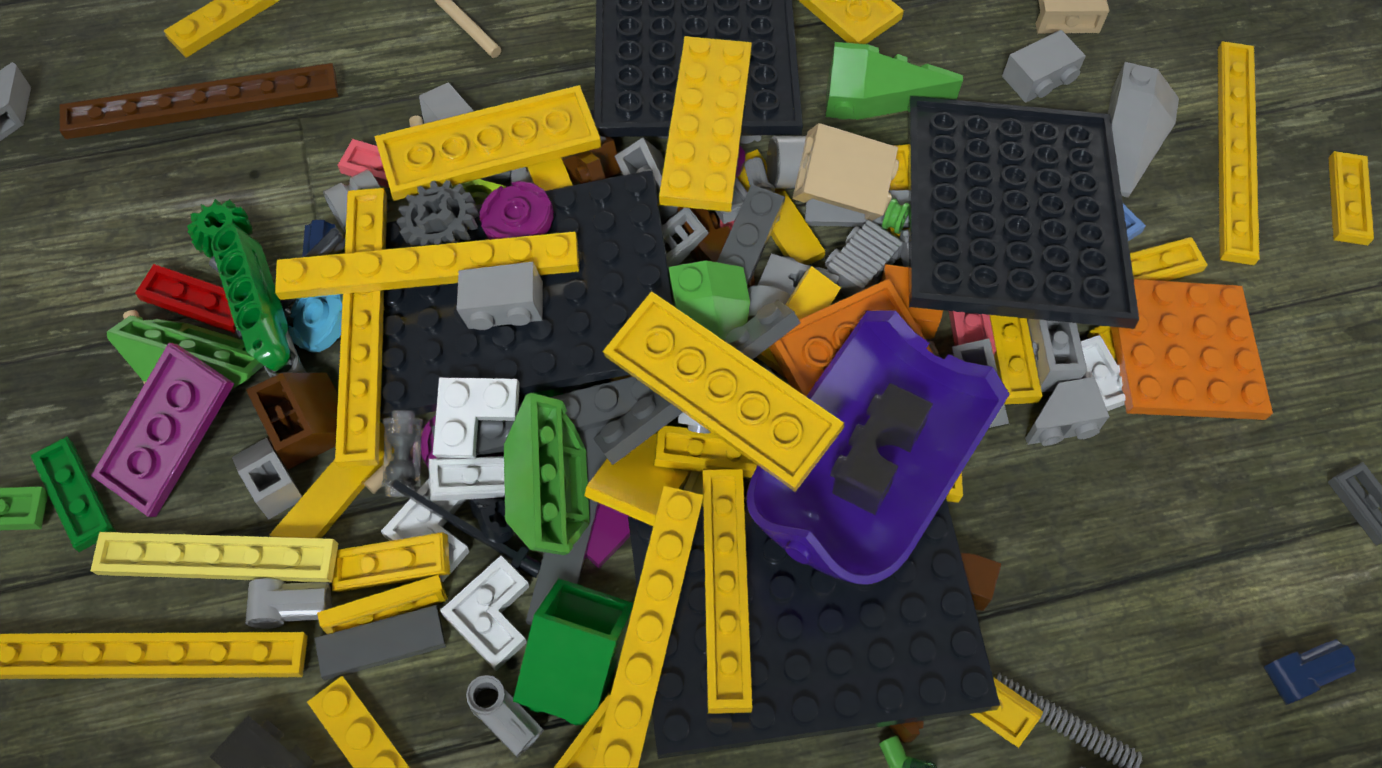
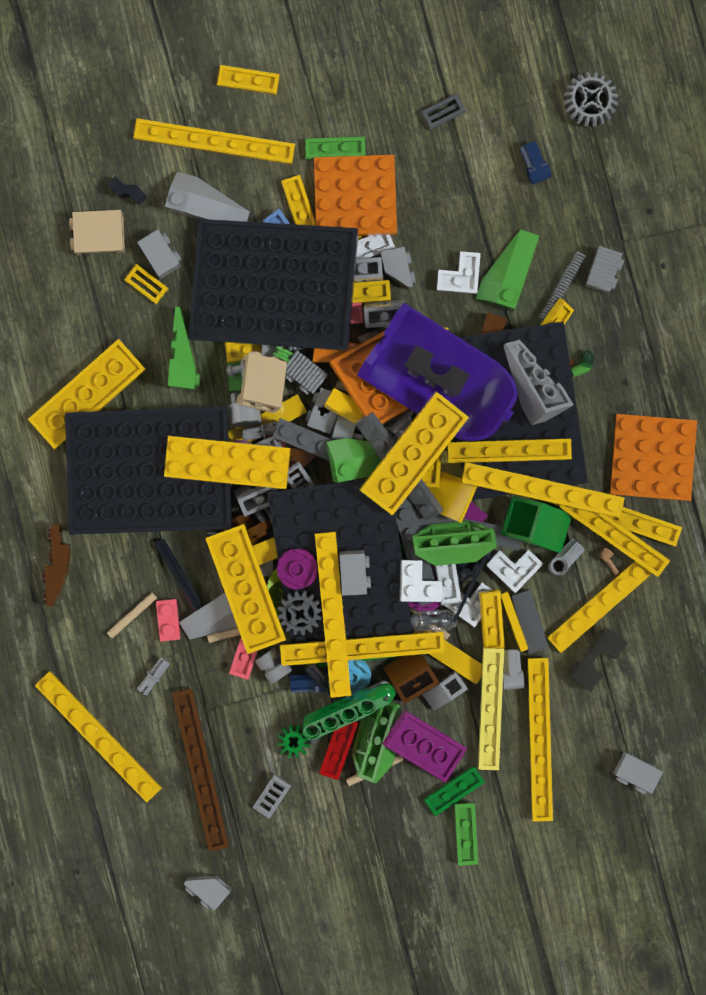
camera: 90 degrees left, 25 degrees up
(149, 215) = (281, 782): none -> light grey slope
(364, 44) = (153, 676): none -> light grey axle
(457, 68) = (168, 620): none -> coral plate
(527, 81) = (178, 574): none -> black axle
(853, 639) = (536, 390): none -> light grey wedge
(980, 70) = (159, 294): none -> yellow tile
(1057, 533) = (463, 280): none -> white plate
(1071, 615) = (507, 275): none -> bright green wedge
(1137, 30) = (127, 190): none -> black piece
(1267, 322) = (334, 147): none -> bright green tile

